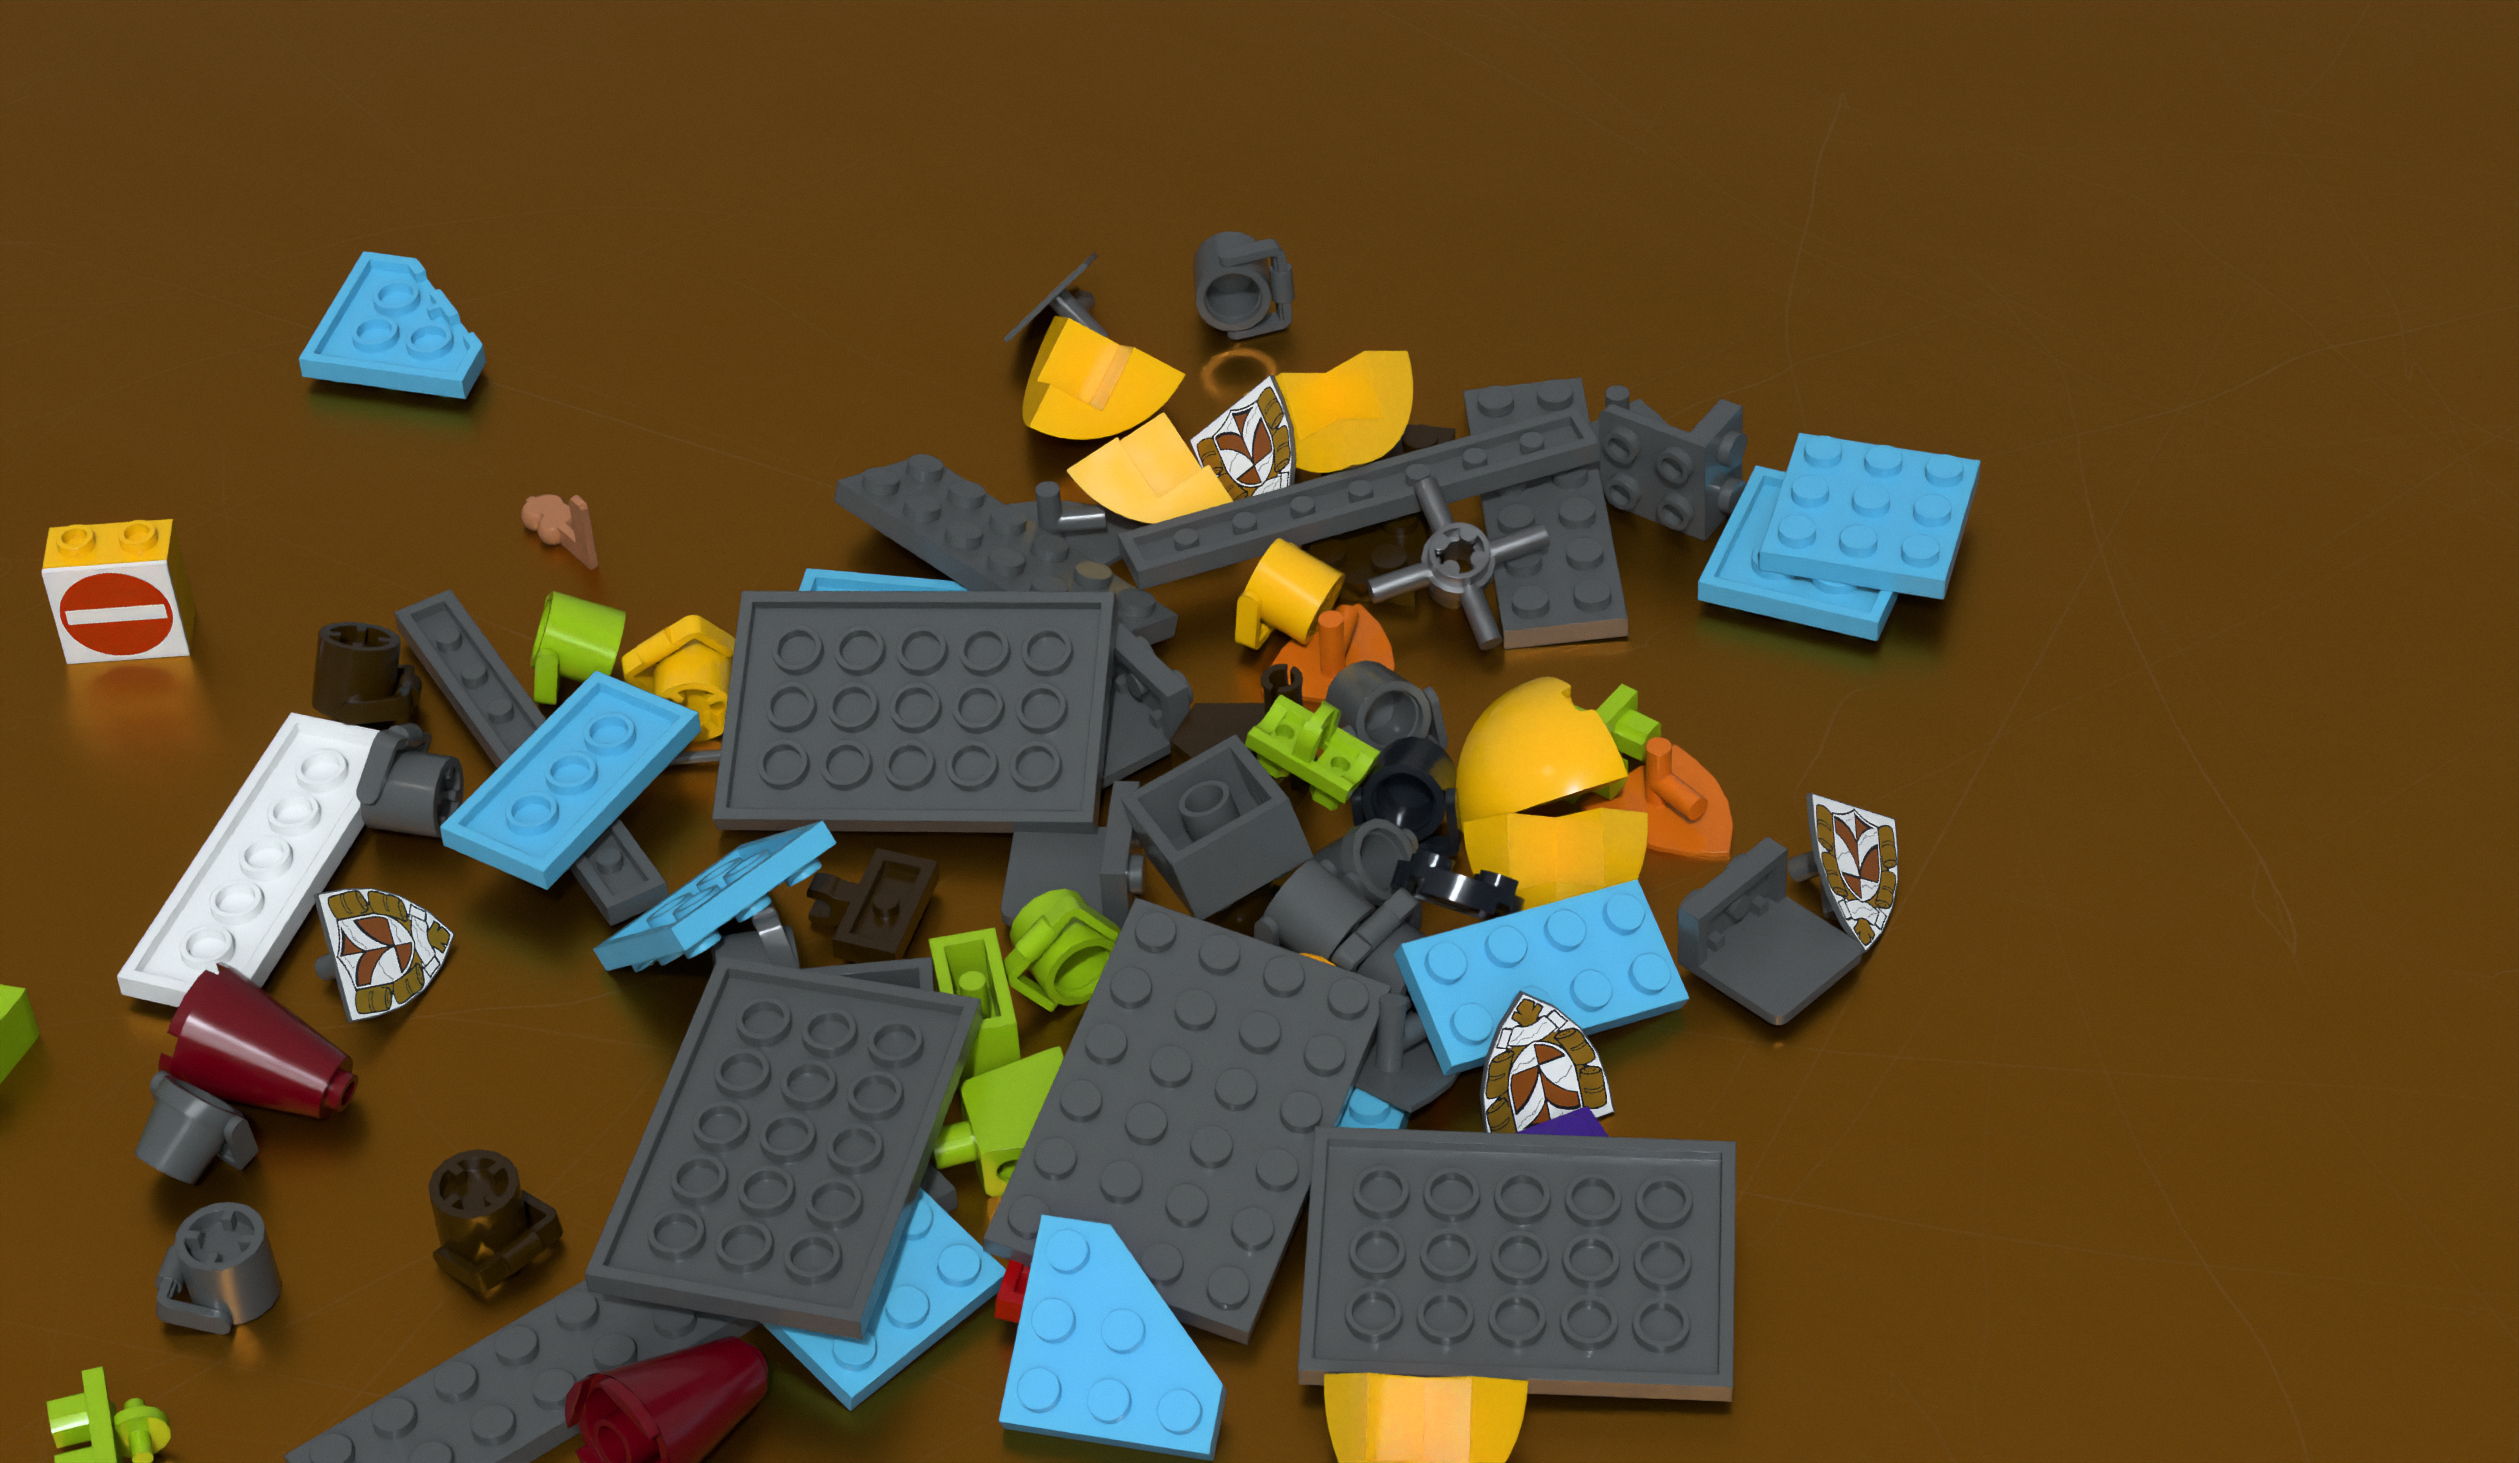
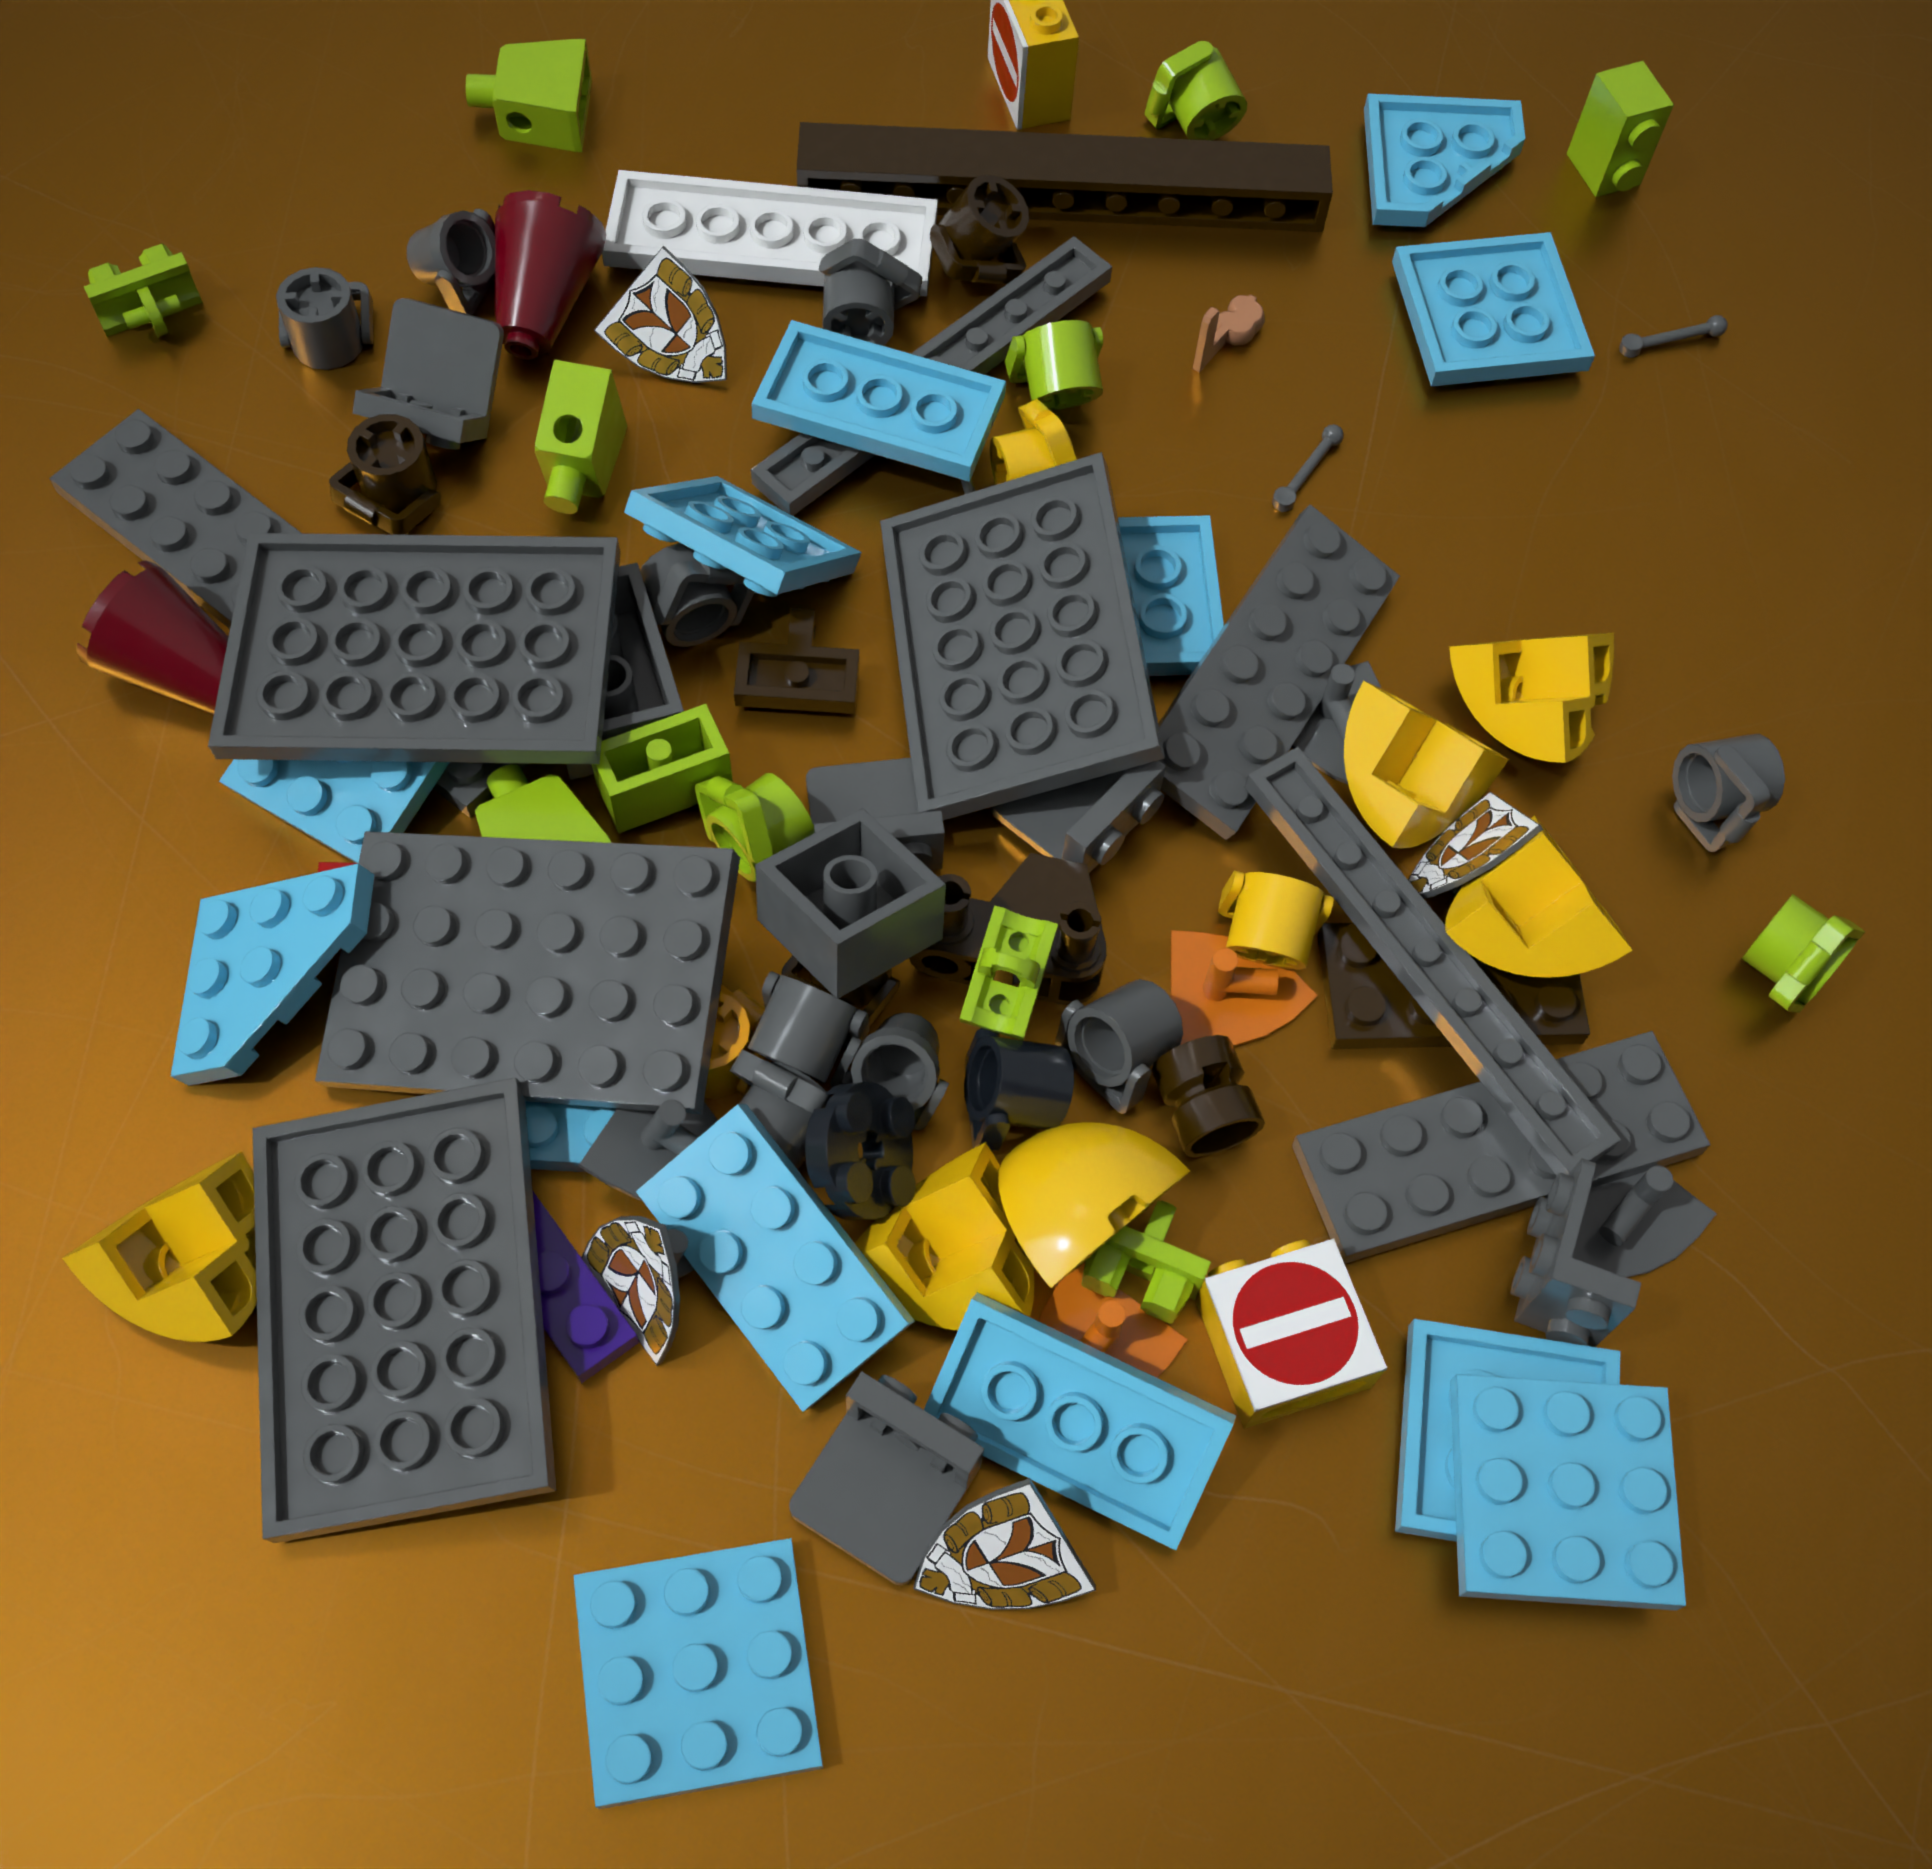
camera: 70 degrees right, 20 degrees up
(242, 482) = (1197, 92): none -> lime piece
(312, 584) = (1081, 174): none -> dark brown brick
(367, 1154) = (437, 373): none -> dark grey bracket
(453, 181) = (1619, 128): none -> lime brick
(512, 1034) = (578, 434): none -> lime torso
(621, 331) = (1492, 309): none -> medium azure plate
(700, 250) = (1633, 343): none -> dark grey hinge
(789, 526) = (1285, 497): none -> dark grey hinge
(1065, 305) = (1642, 652): dark grey shield -> none
(1417, 277) = (1801, 951): none -> lime piece
(1440, 569) = (1346, 1049): flat silver bar -> none
(1458, 671) = (1210, 1103): none -> dark brown wheel
(1692, 660) = (1289, 1331): none -> piece
(1742, 790) = (1080, 1420): none -> medium azure plate
(1912, 1105) = (695, 1673): none -> medium azure plate

